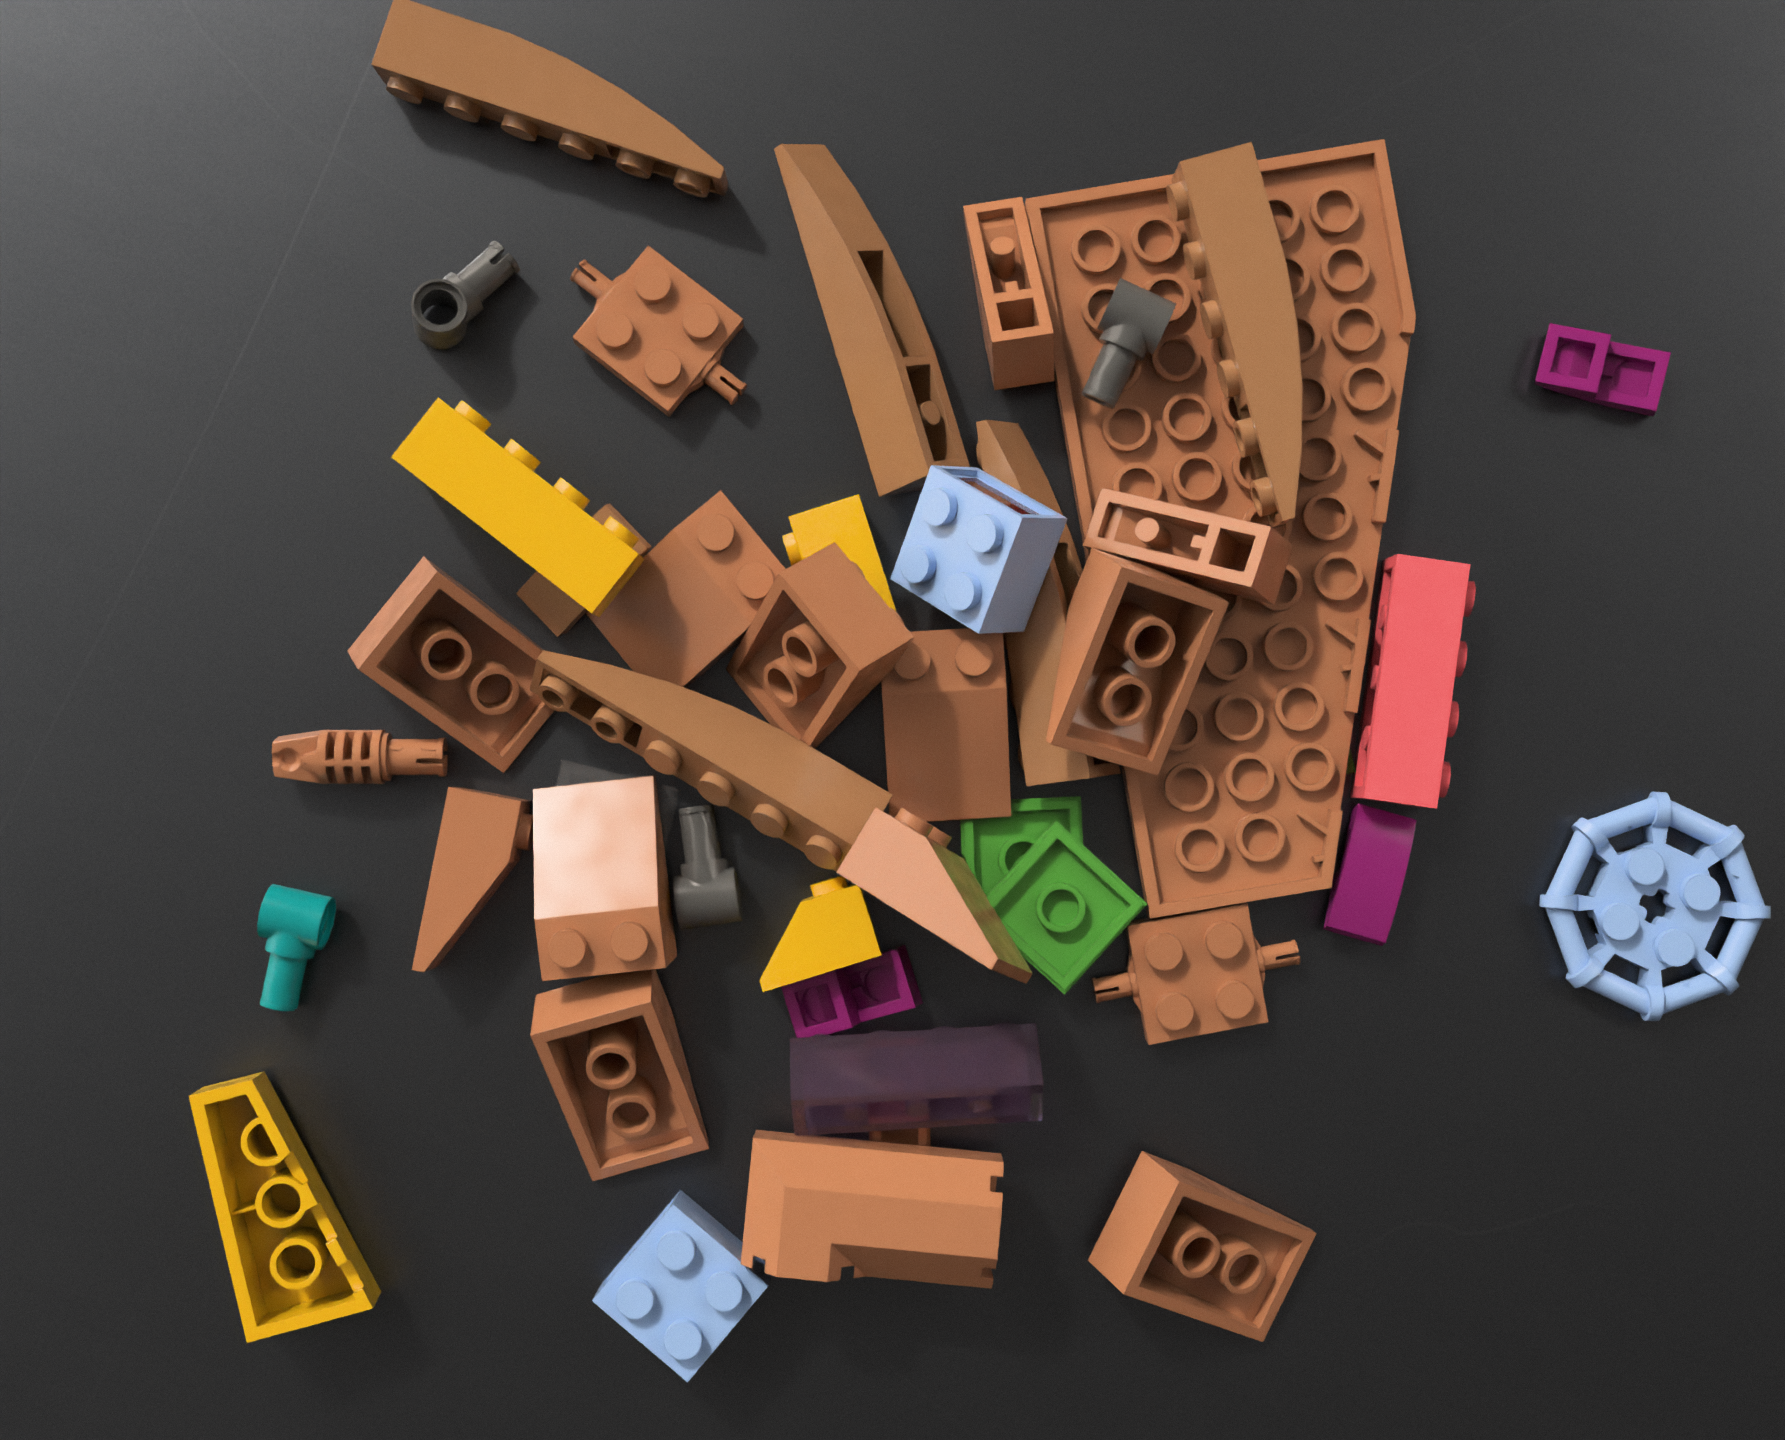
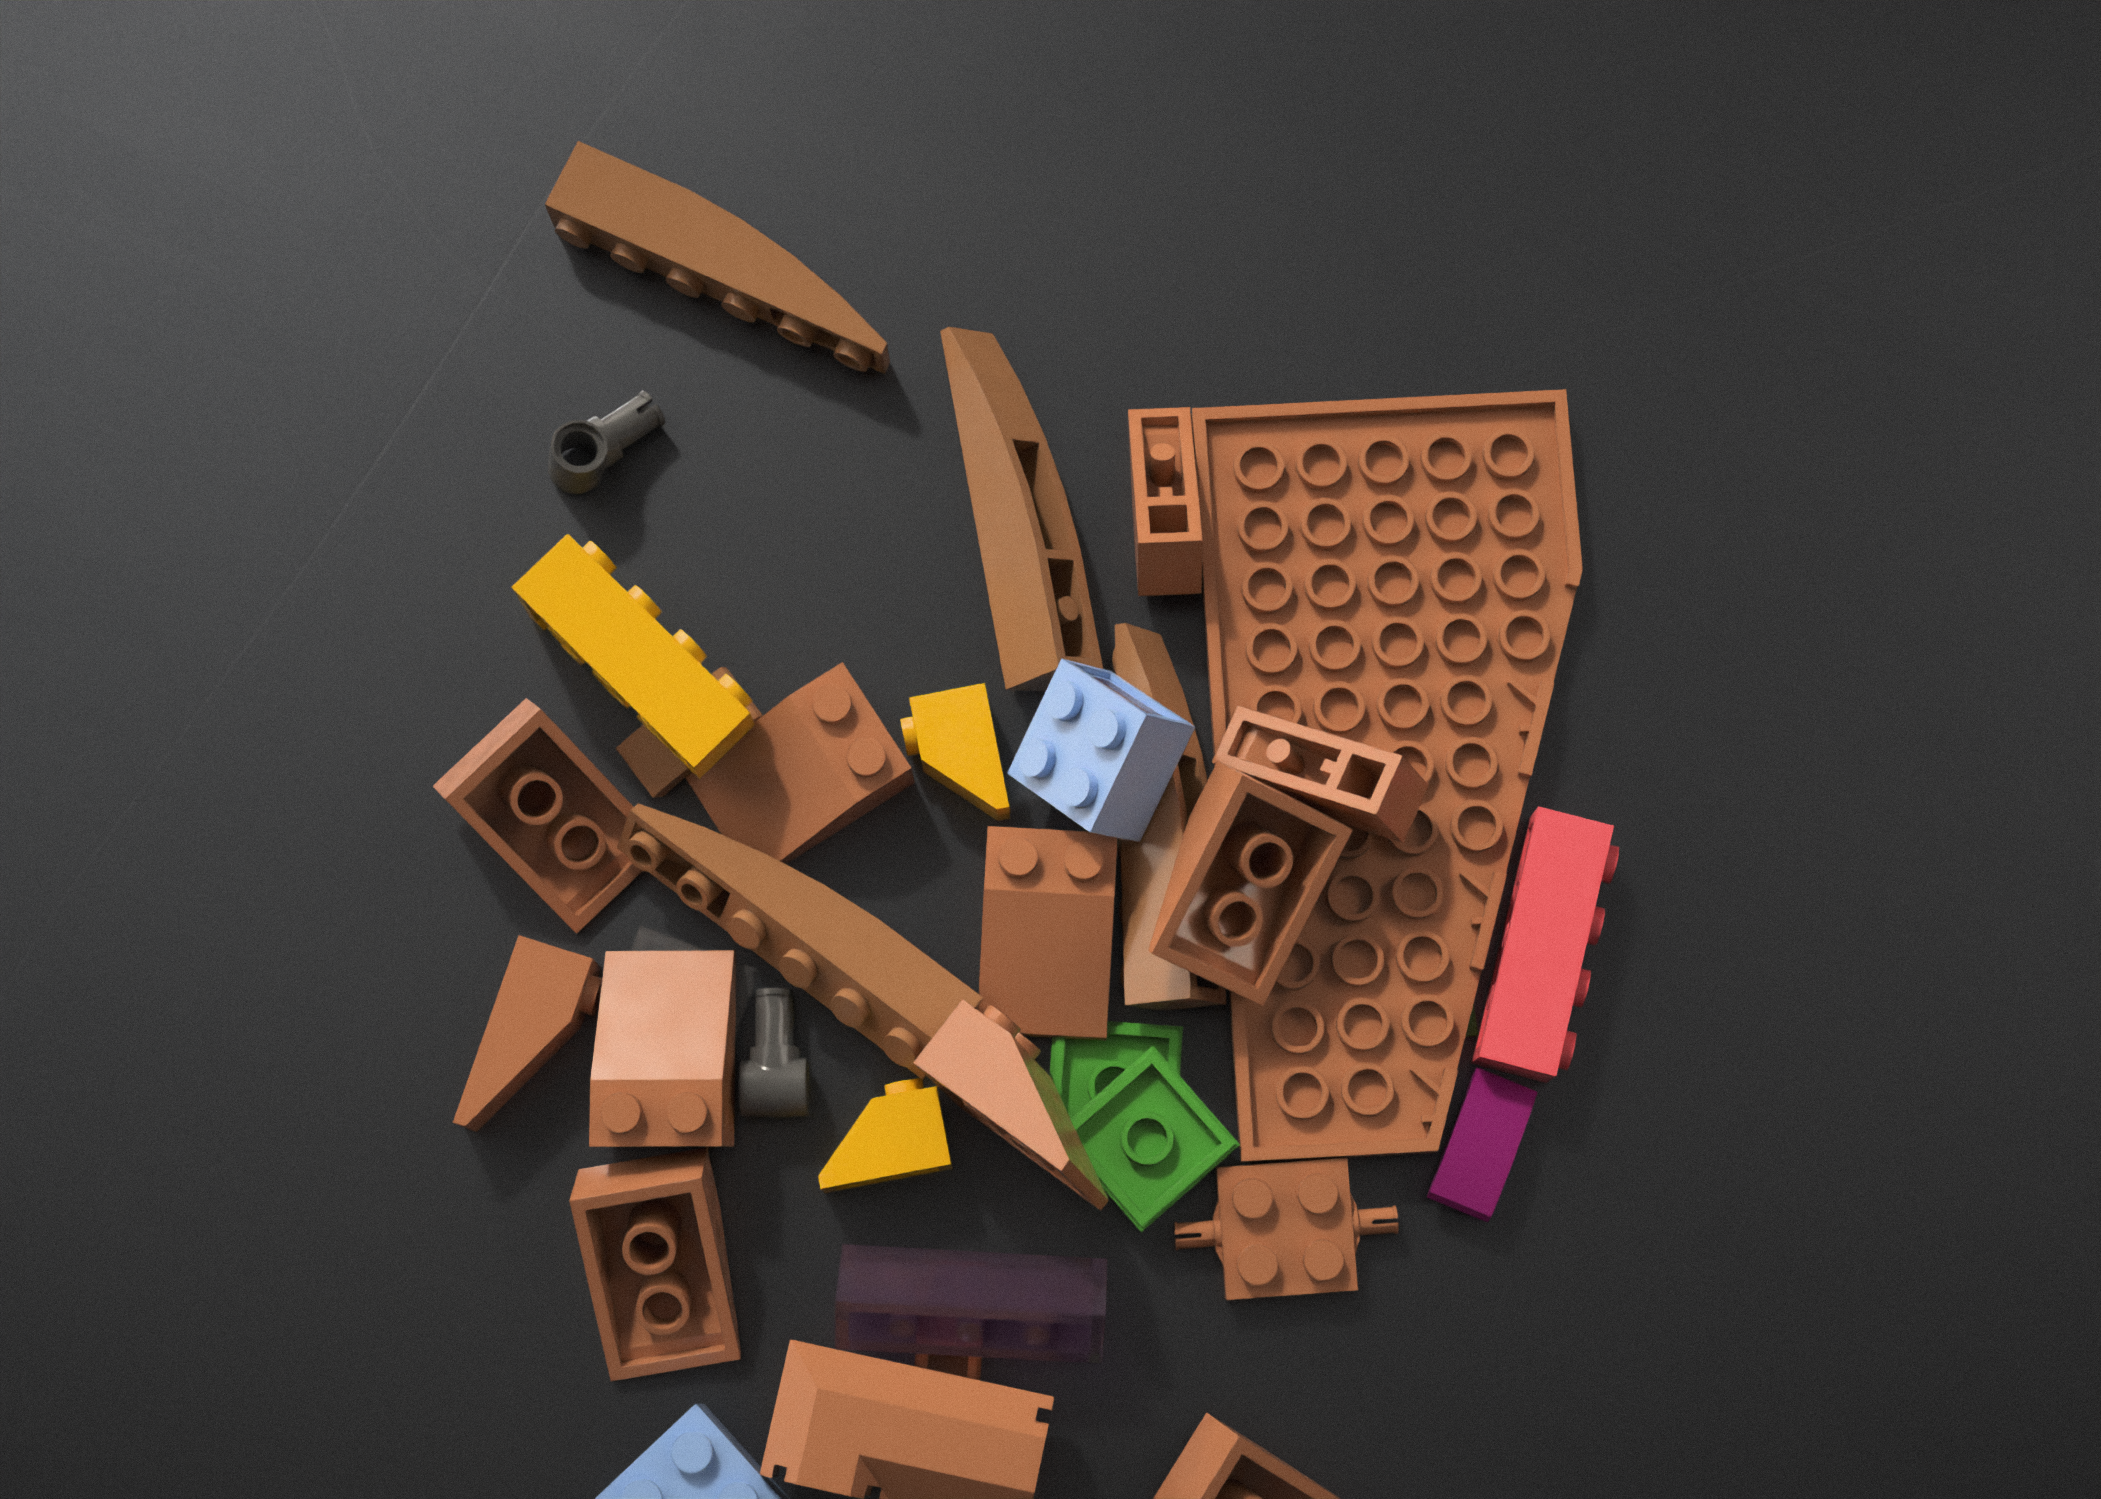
camera: 10 degrees right, 10 degrees down
(275, 1216) = (269, 1377): yellow wedge -> none
(295, 928) = (333, 1069): teal pin -> none
(355, 756) = (425, 897): nougat hinge -> none
(658, 331) = (799, 500): nougat plate -> none
(817, 646) = (921, 831): nougat slope -> none
(853, 994) = (916, 1207): magenta slope -> none
(1129, 330) = (1284, 545): dark grey pin -> none
(1249, 312) = (1406, 542): medium nougat slope -> none
(1602, 371) = (1774, 648): magenta slope -> none
(1689, 899) = (1821, 1202): light blue plate -> none

